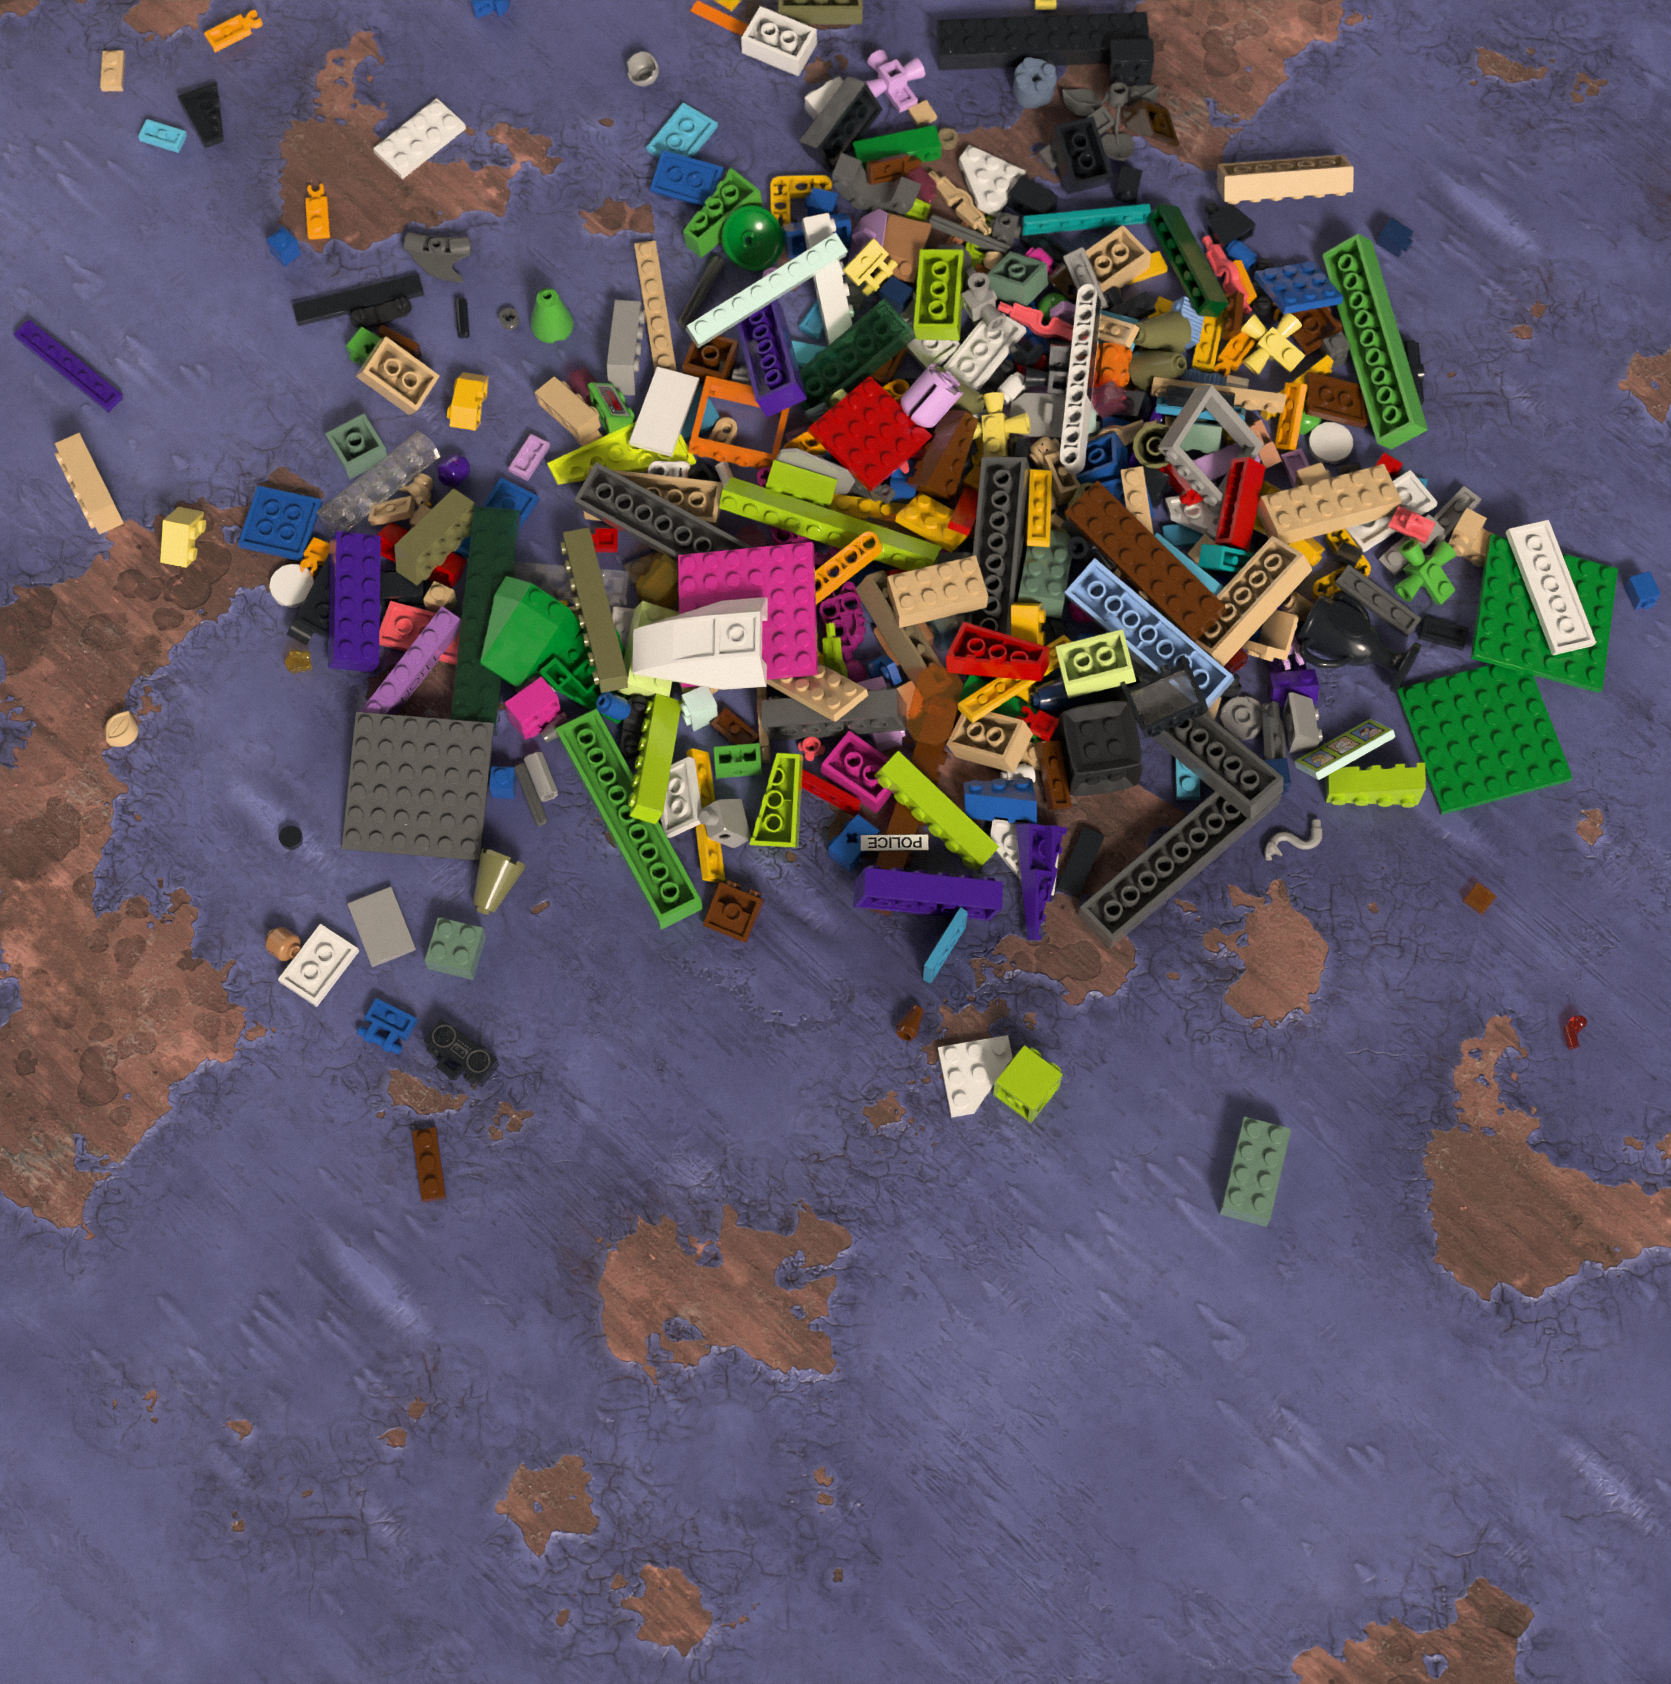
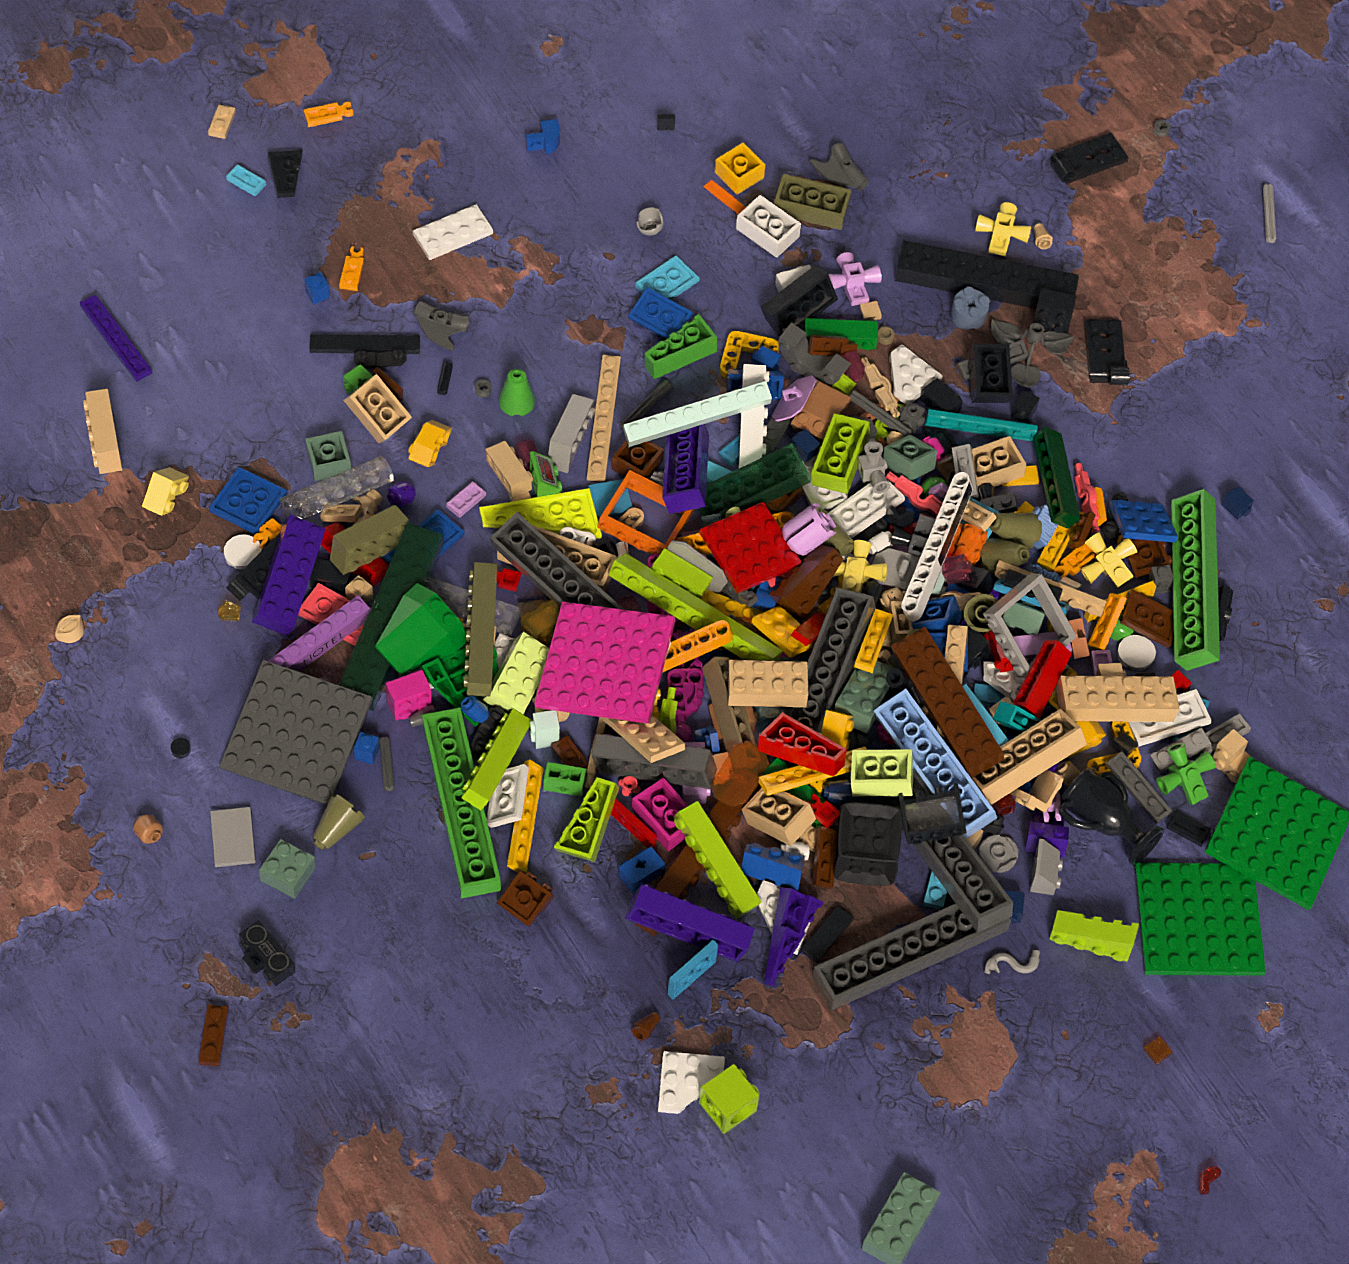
camera: 10 degrees right, 10 degrees down
(318, 965) = (171, 853): white plate -> none
(391, 1020) = (217, 911): blue plate -> none
(541, 776) = (399, 751): light grey axle -> none
(664, 411) = (587, 490): white tile -> none
(706, 646) = (563, 677): white wedge -> none
(726, 822) = (540, 825): light grey torso -> none
(764, 236) = (709, 367): green dish -> none
(865, 263) = (786, 412): light yellow plate -> none
(894, 842) = (675, 876): white sticker -> none
(1151, 121) = (1058, 362): dark brown slope -> none
(1206, 113) = (1102, 366): none -> black hinge
(1227, 225) = (1099, 459): black torso -> none
(1240, 251) = (1103, 481): blue brick -> none
(1273, 732) = (1020, 870): dark grey hinge -> none
(1285, 178) = (1157, 433): tan brick -> none
(1344, 749) = (1076, 898): tile -> none
(1411, 524) = (1183, 731): coral hips -> none
(1550, 587) = (1287, 811): white plate -> none

